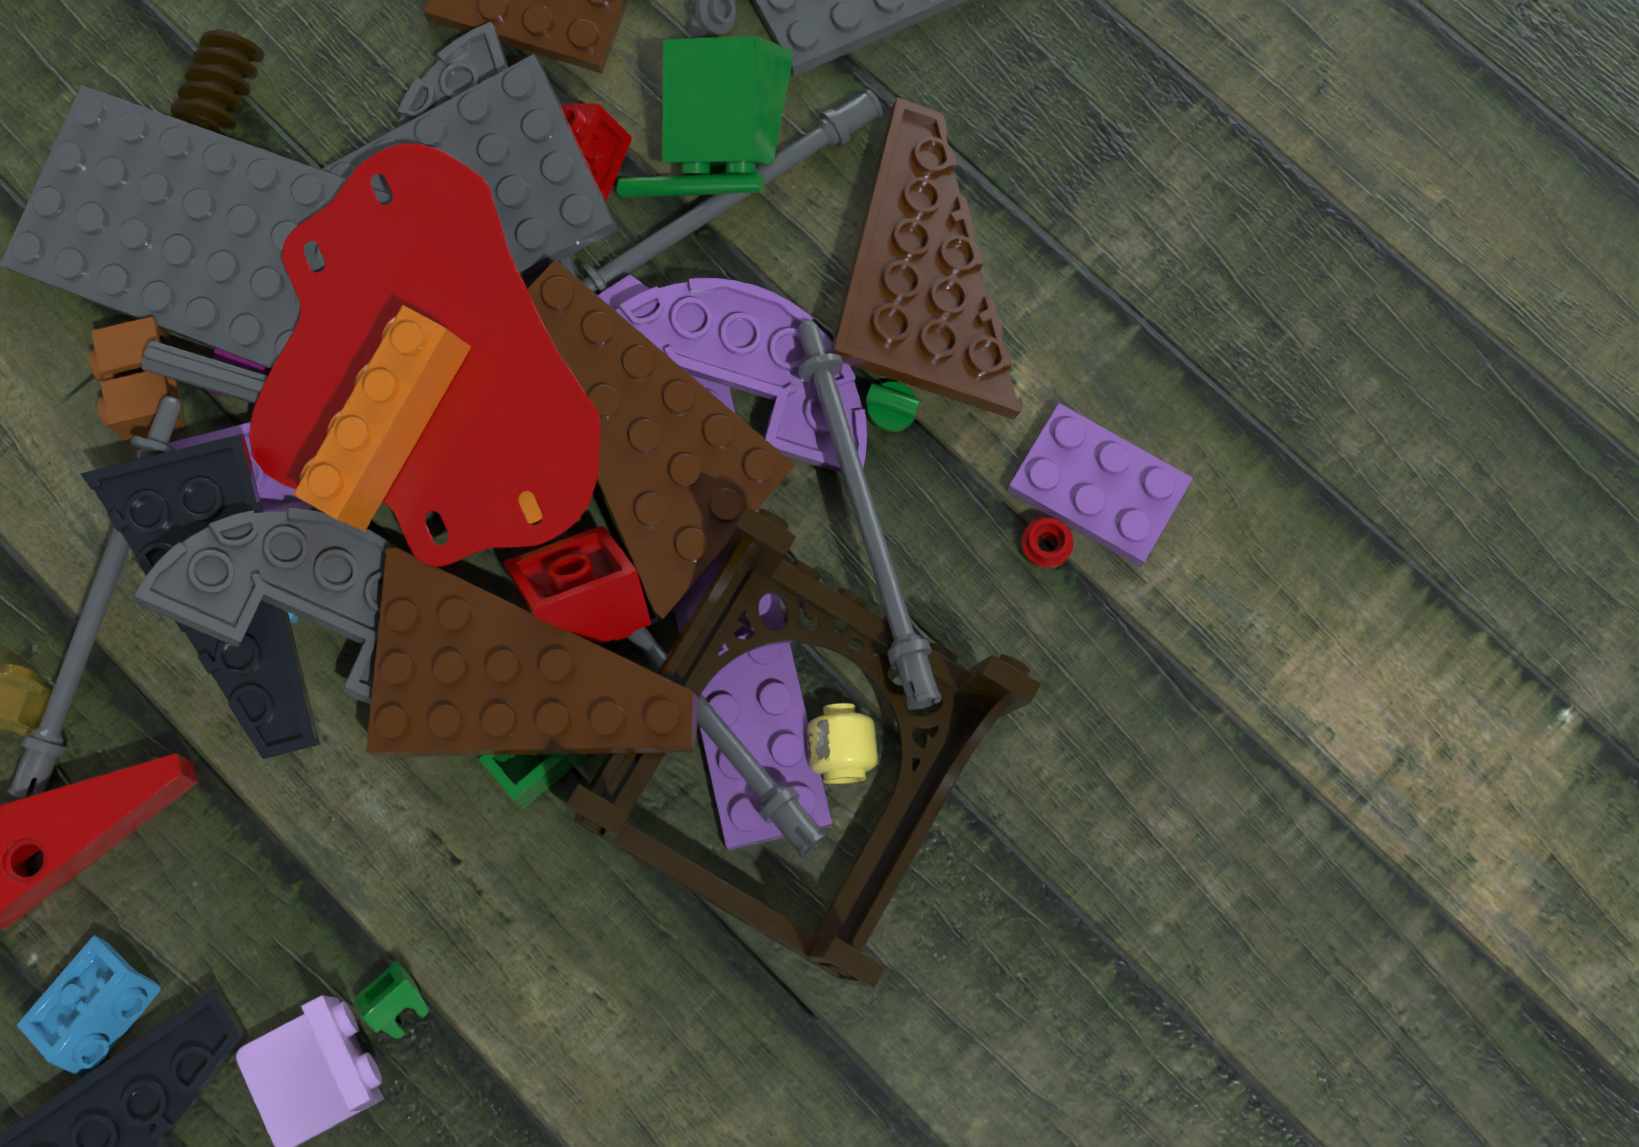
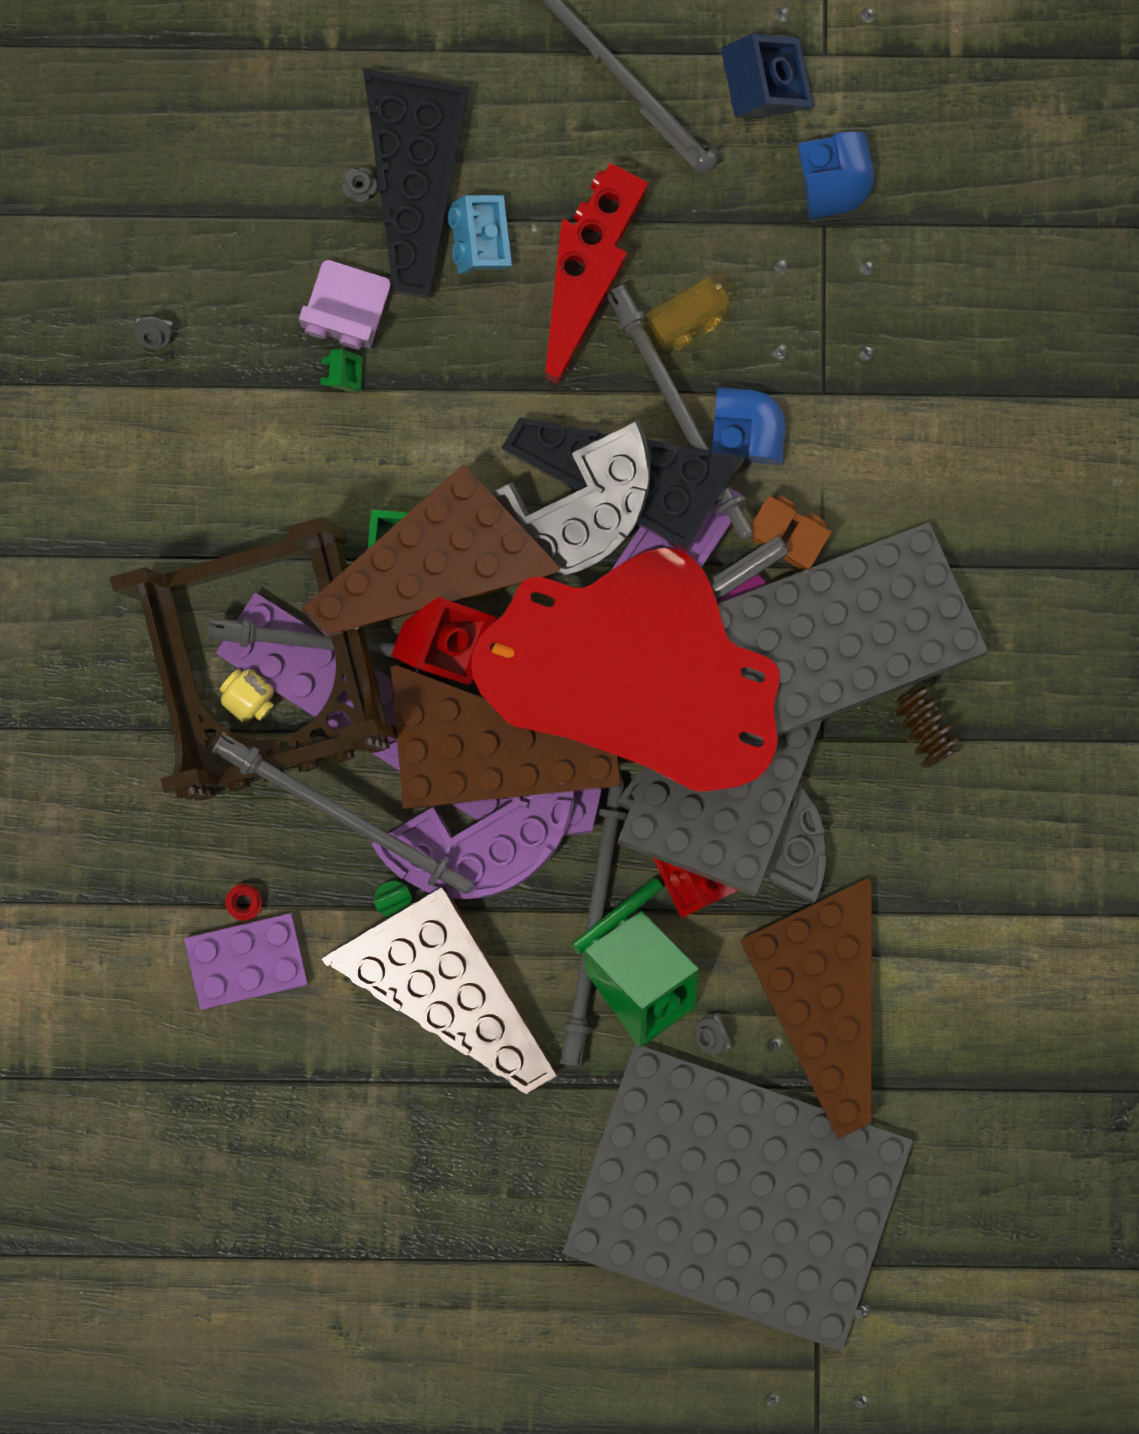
camera: 140 degrees right, 10 degrees up
(54, 526) = (748, 426): none -> blue brick
(382, 419) = (617, 621): orange brick -> none

